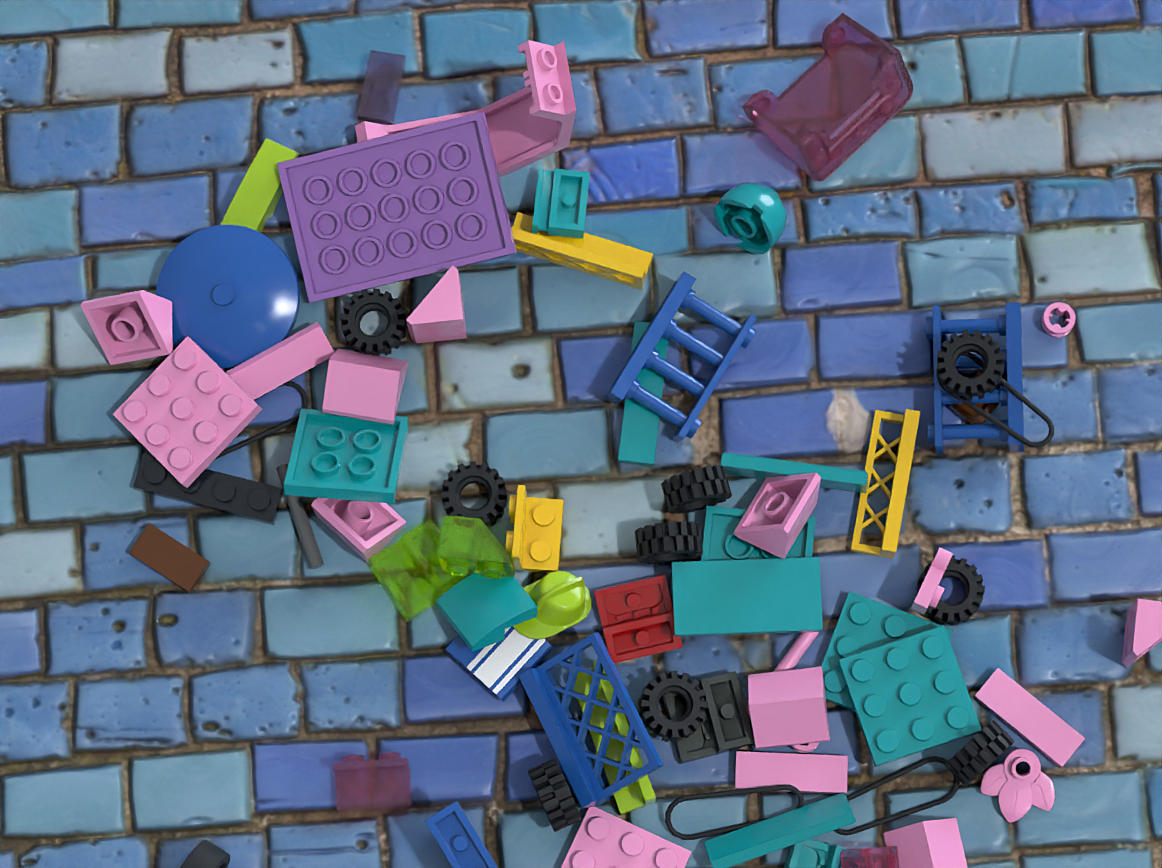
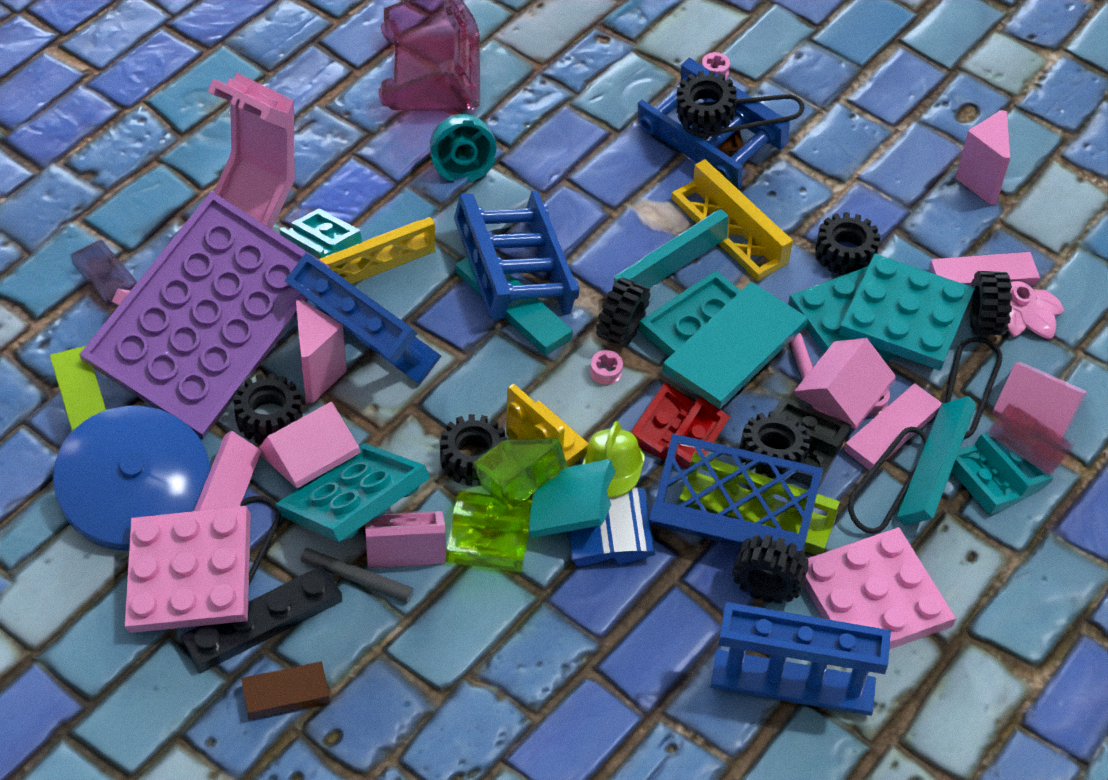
camera: 55 degrees left, 25 degrees down
(131, 325) = (72, 550): bright pink slope -> none
(373, 782) = (629, 693): clear pink bracket -> none
(484, 330) = (363, 318): none -> blue fence
(655, 512) = (610, 359): none -> bright pink bush
(668, 542) = (644, 355): black tyre -> none
(779, 512) = (695, 274): bright pink slope -> none
(930, 590) = (841, 235): bright pink plate -> none

